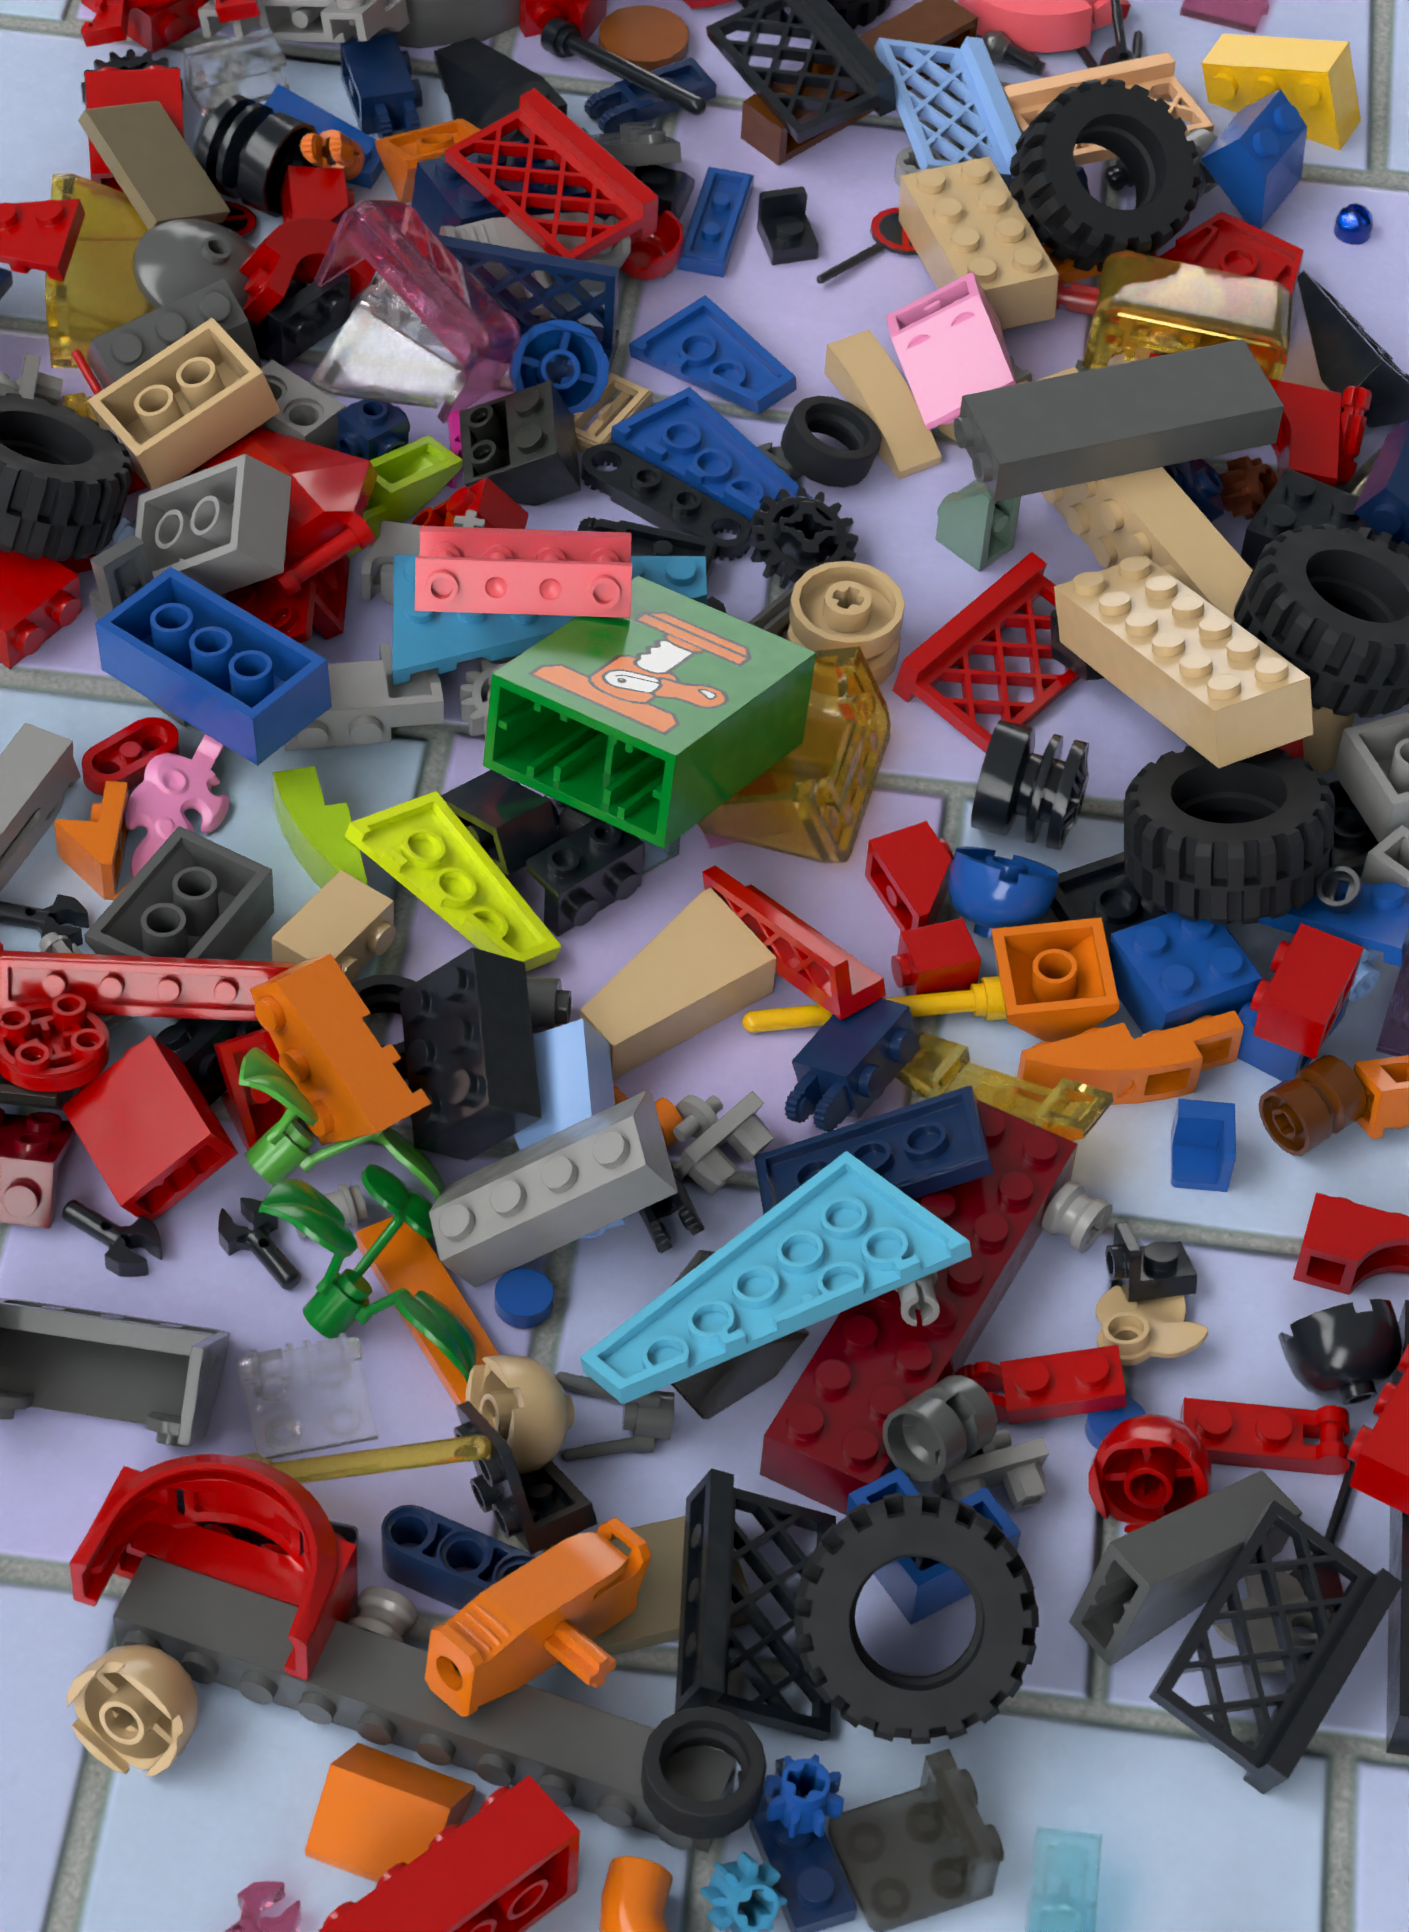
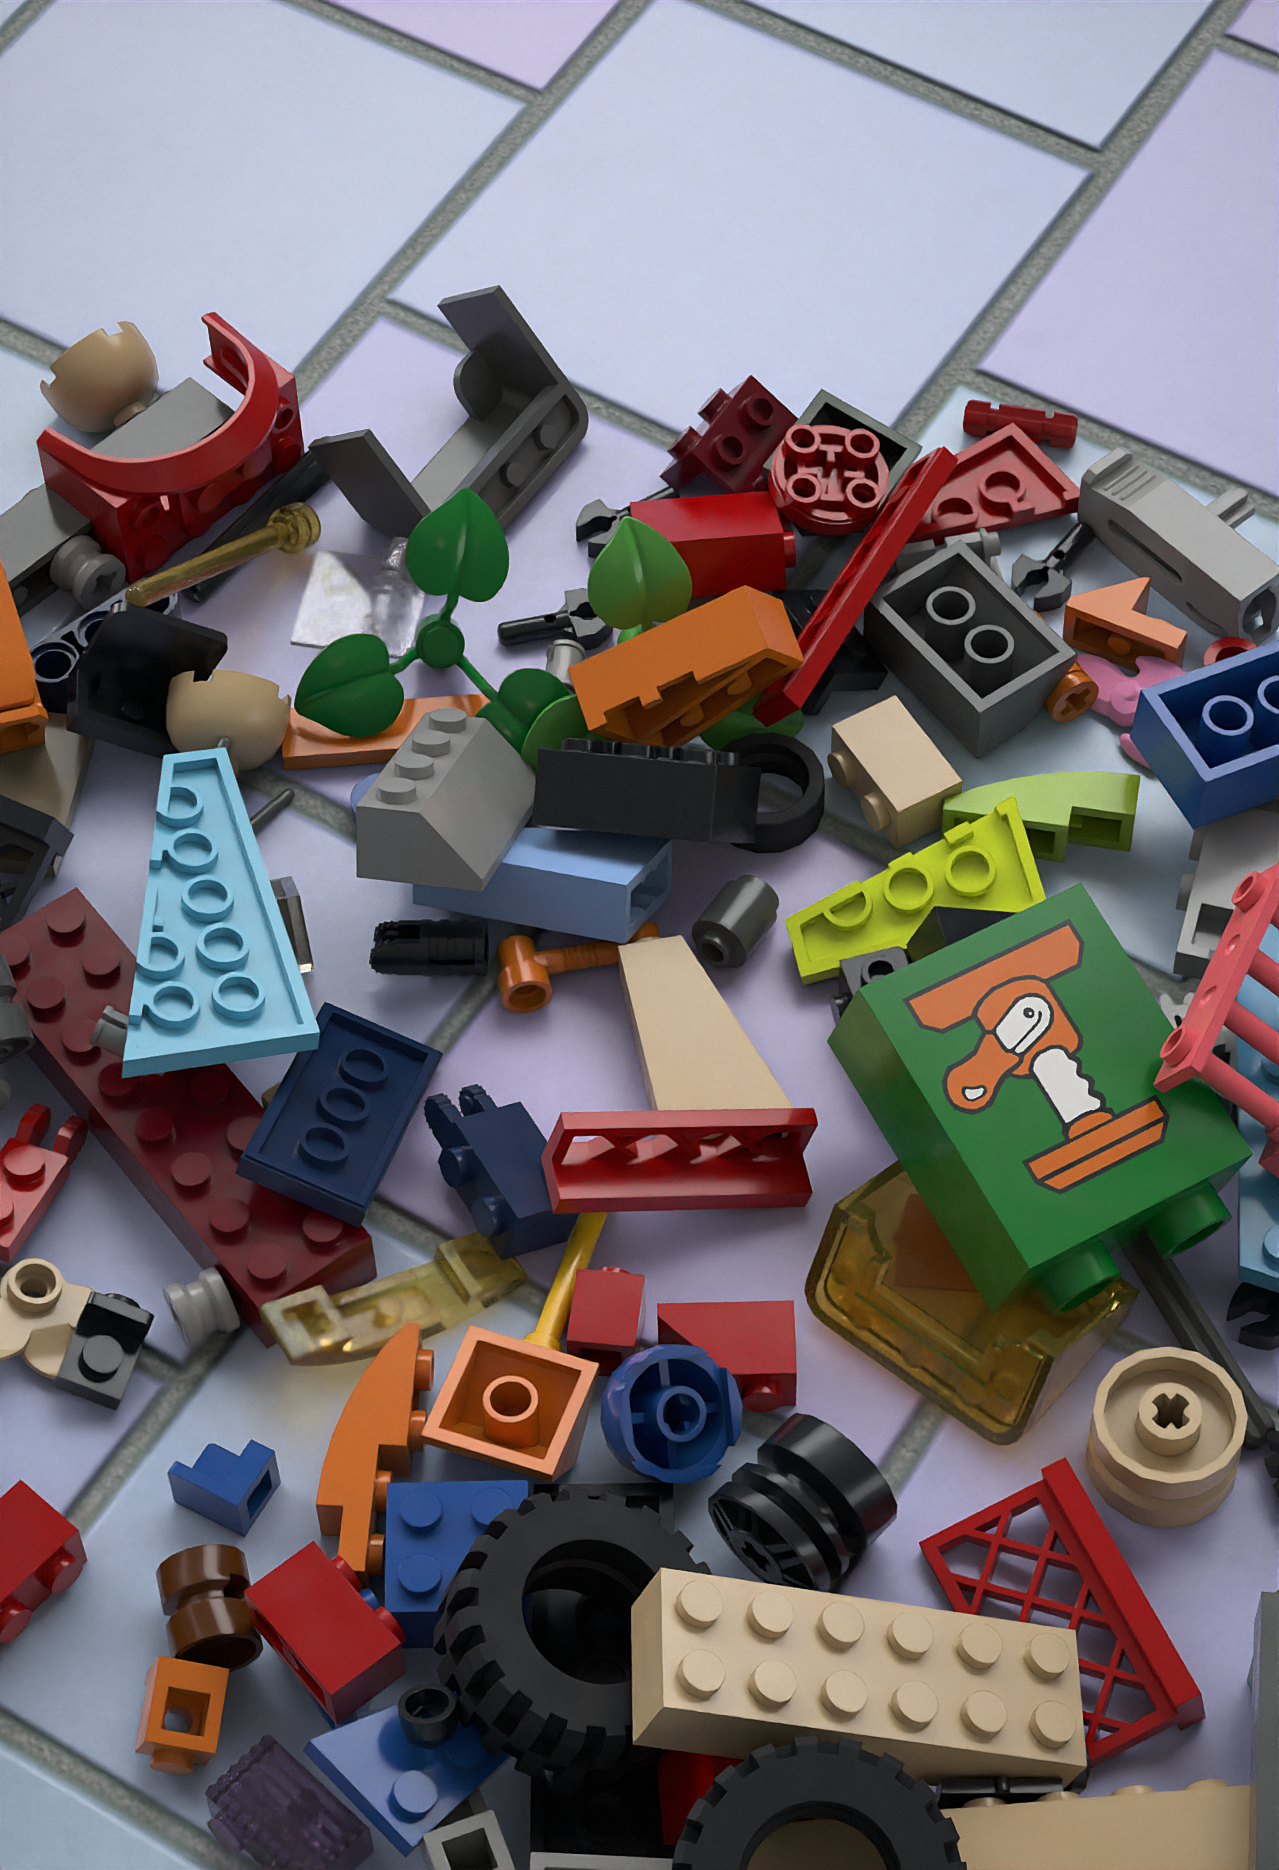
camera: 120 degrees right, 5 degrees up
(738, 1127) = (459, 1000): light grey hips -> none

